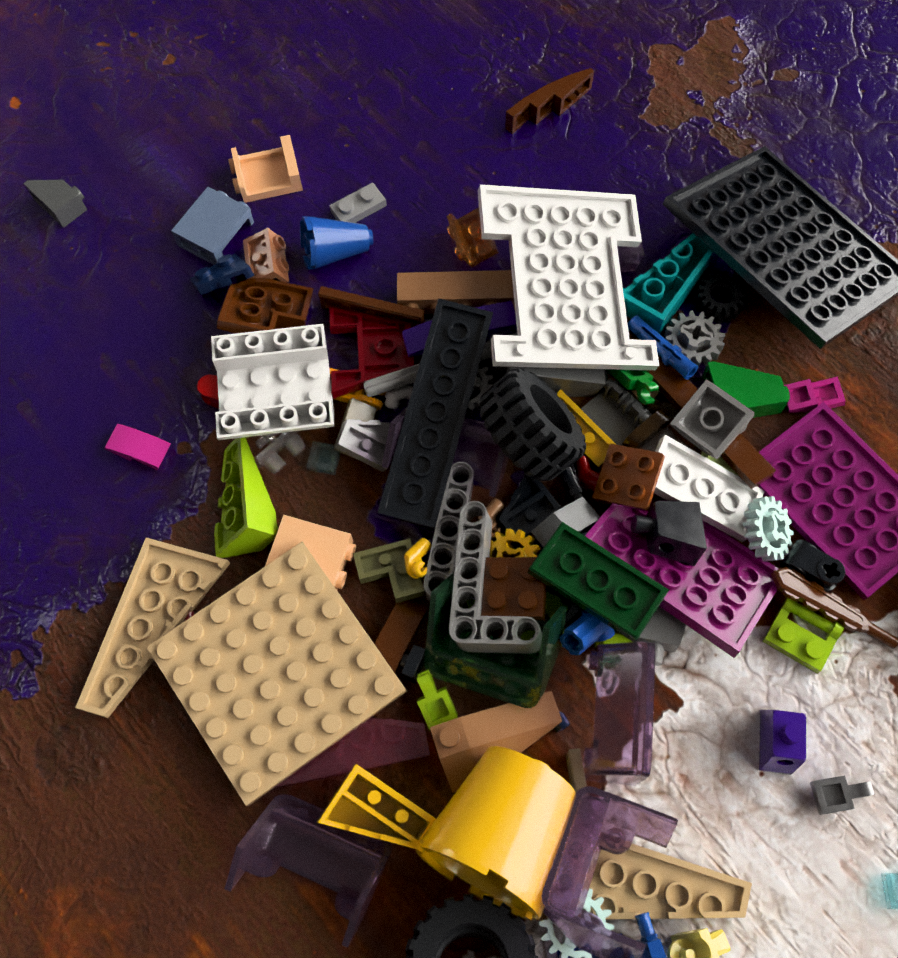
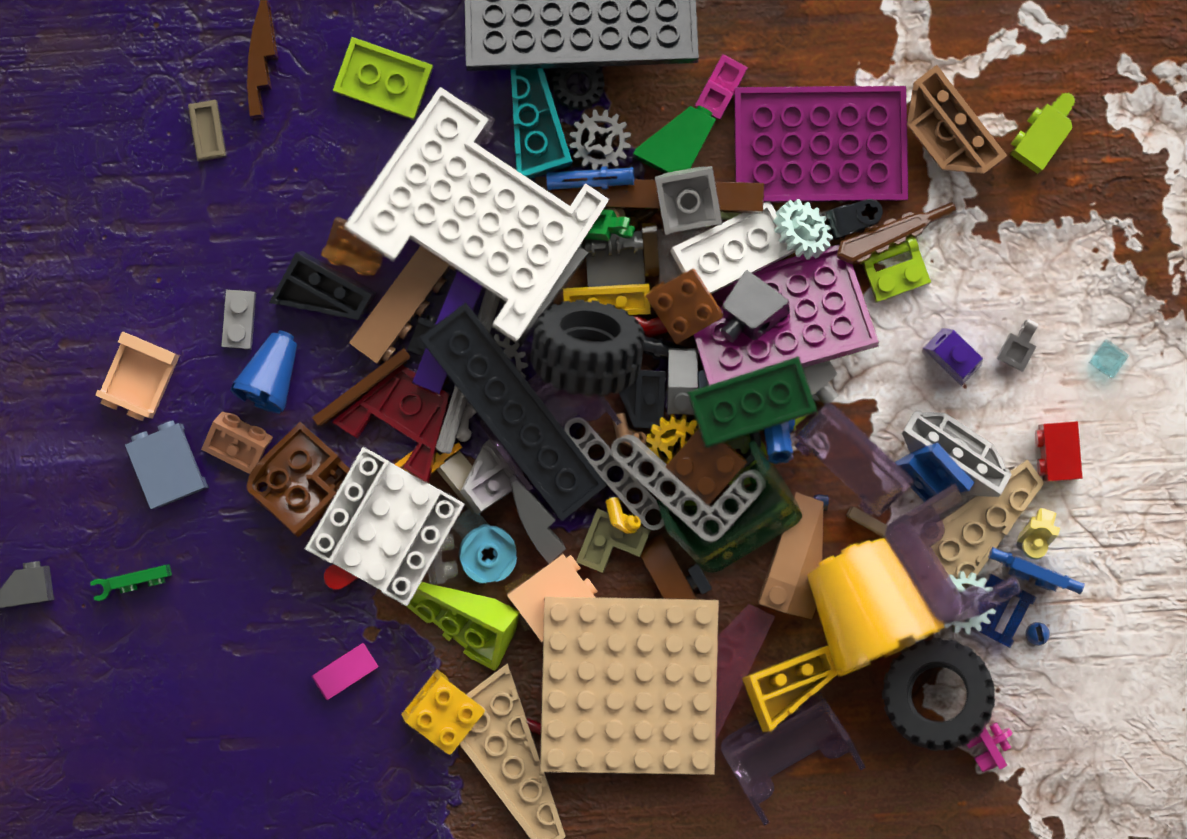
camera: 60 degrees left, 20 degrees up
(109, 258) = (128, 582): none -> green plate
(149, 538) = (442, 713): none -> yellow bracket
(219, 275) = (226, 492): dark blue wing -> none
(298, 470) = (484, 538): none -> medium azure plate
(362, 494) = (536, 521): none -> dark grey slope
(422, 230) = (321, 288): none -> black wedge
(435, 704) = (742, 584): lime plate -> none
(473, 105) = (207, 130): none -> dark tan tile
(604, 170) = (383, 78): none -> lime plate
(674, 793) = (933, 471): none -> blue slope
(699, 799) = (969, 450): none -> light grey wedge
(784, 909) = (1059, 451): none -> red brick

